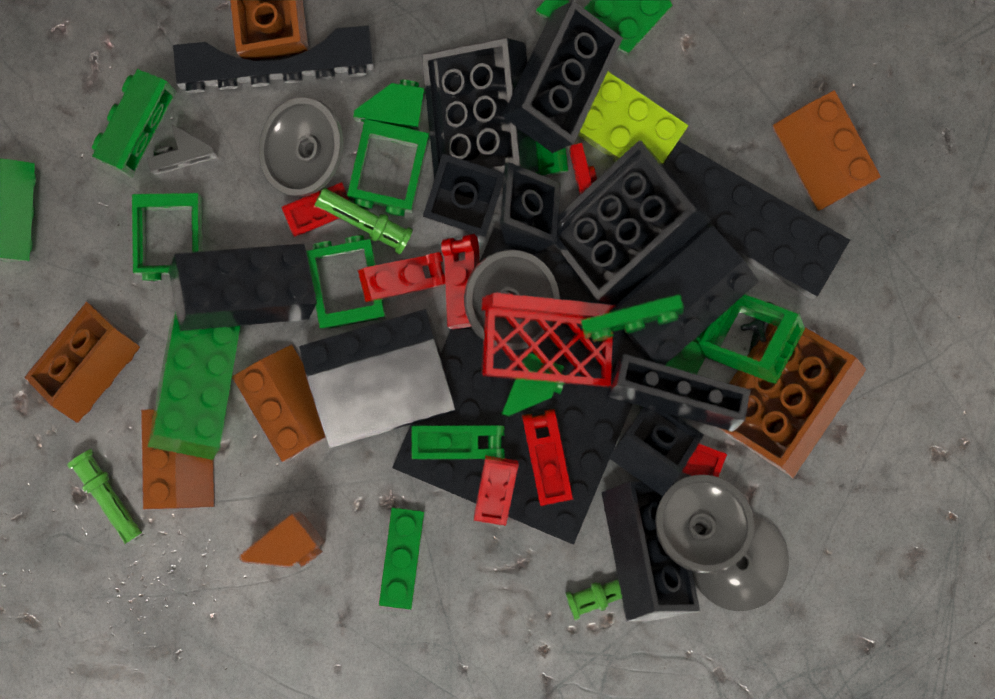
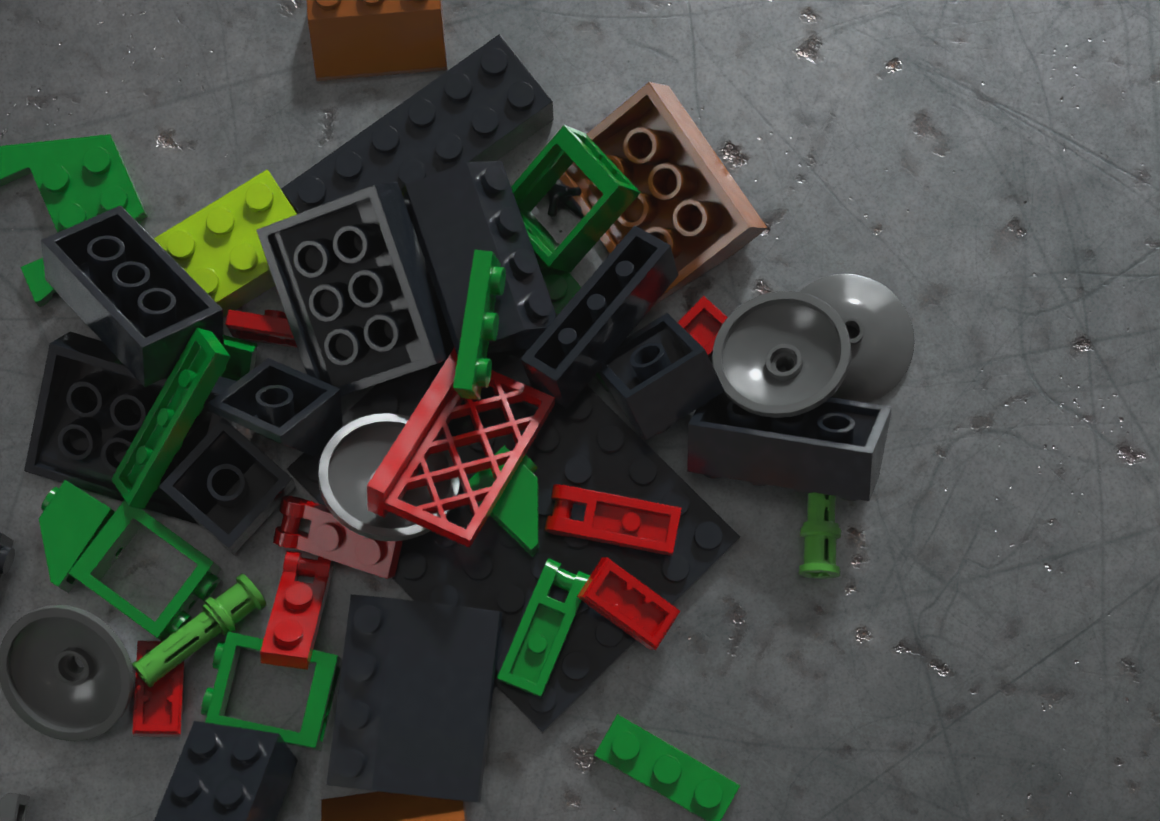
camera: 70 degrees left, 10 degrees down
(490, 141) = (170, 418): none -> green plate

